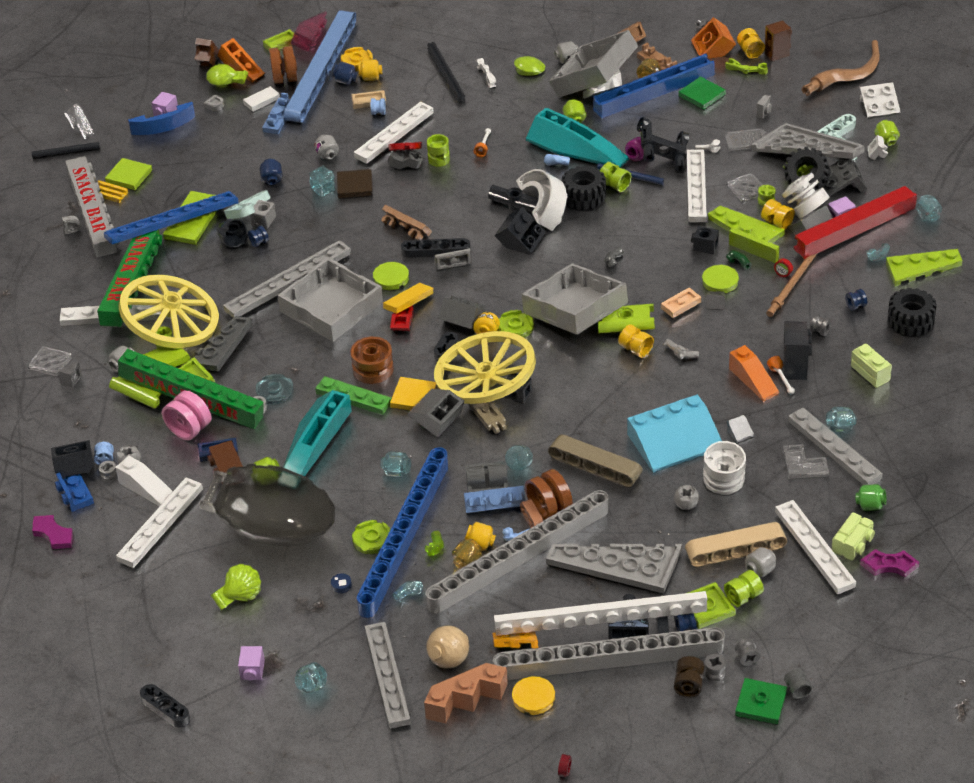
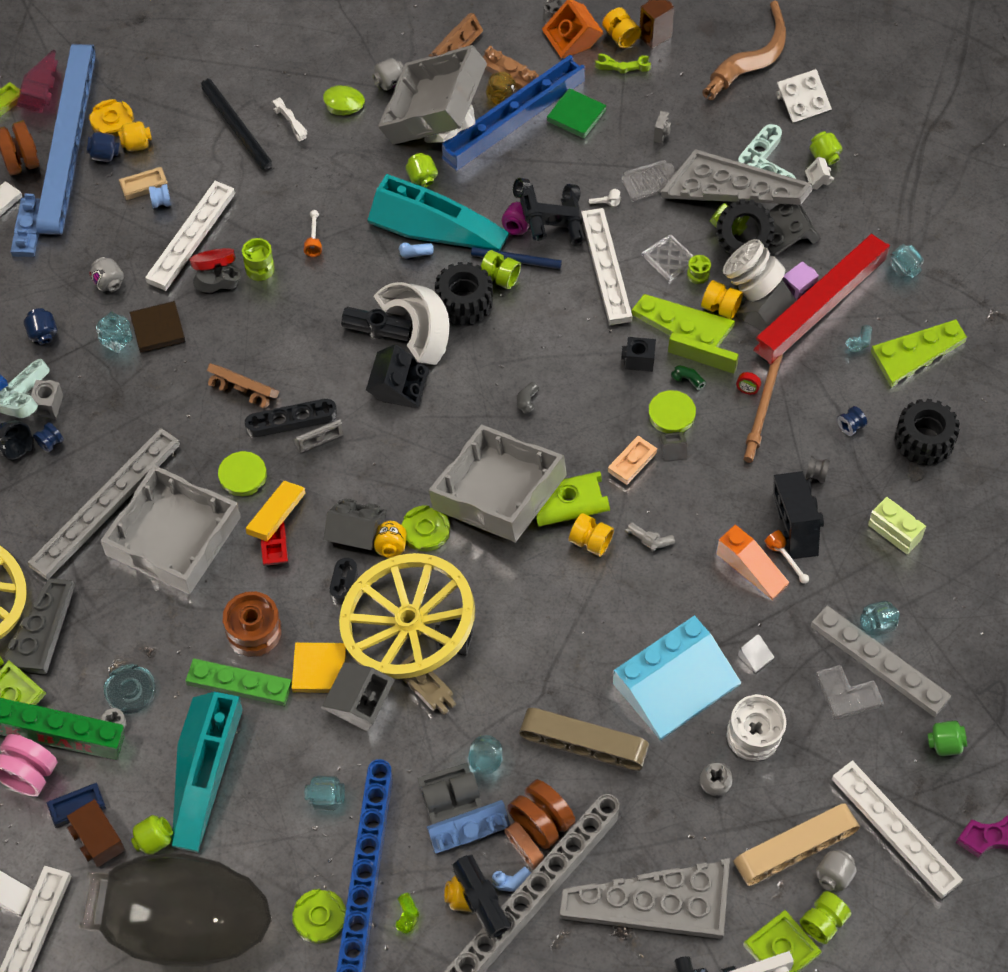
camera: 15 degrees left, 15 degrees up
(466, 552) = (454, 926): clear yellow head -> none
(489, 532) = (480, 896): none -> black piece
(852, 536) = (940, 805): yellowish green brick -> none

